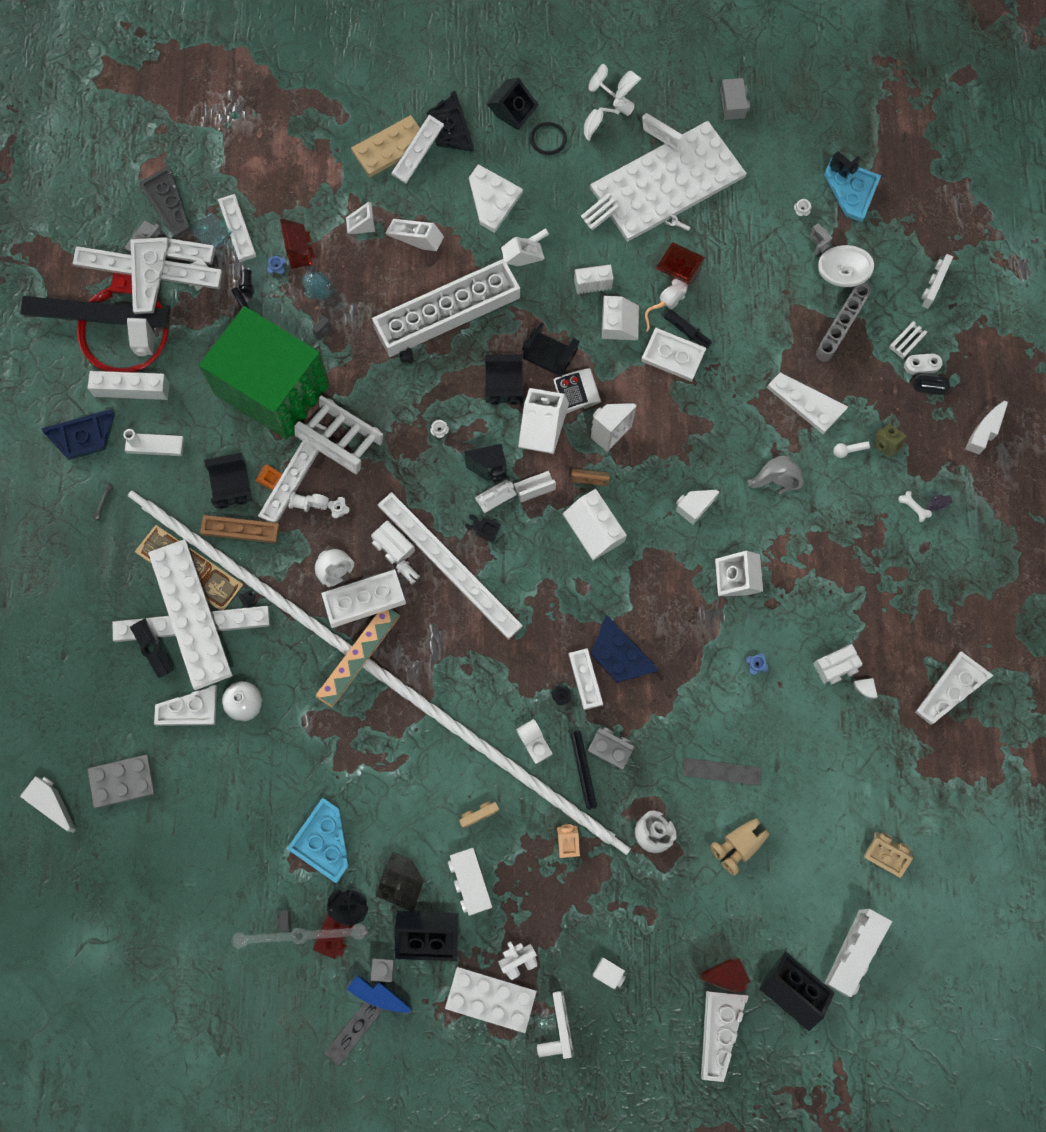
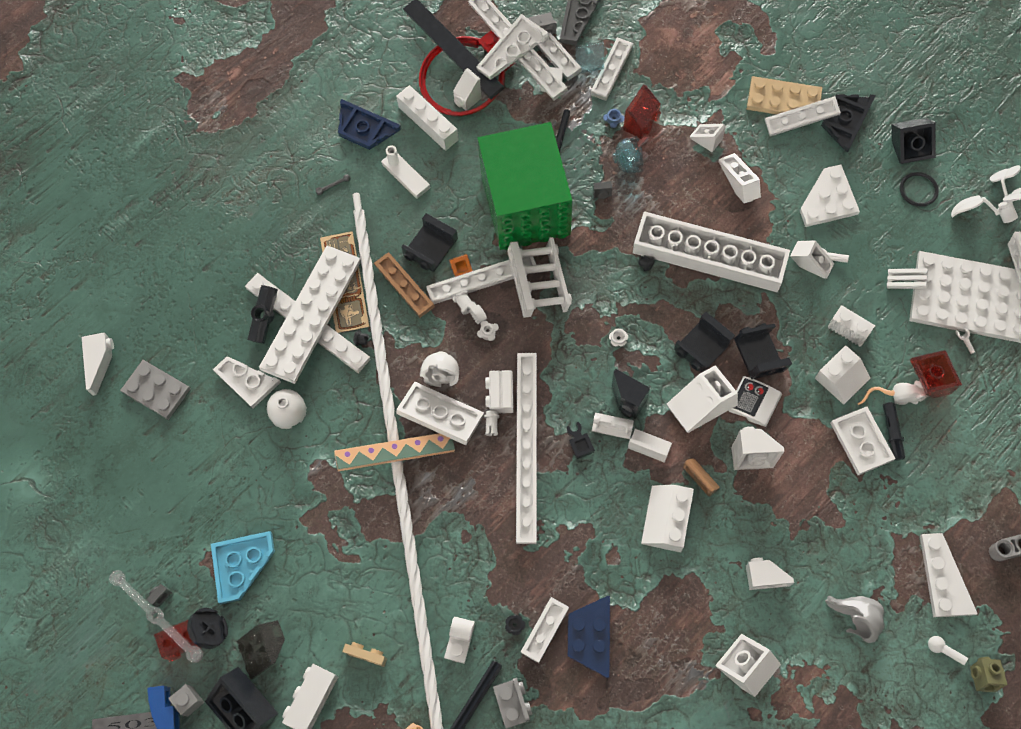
camera: 50 degrees right, 5 degrees down
(245, 281) = (577, 114): black pin -> none

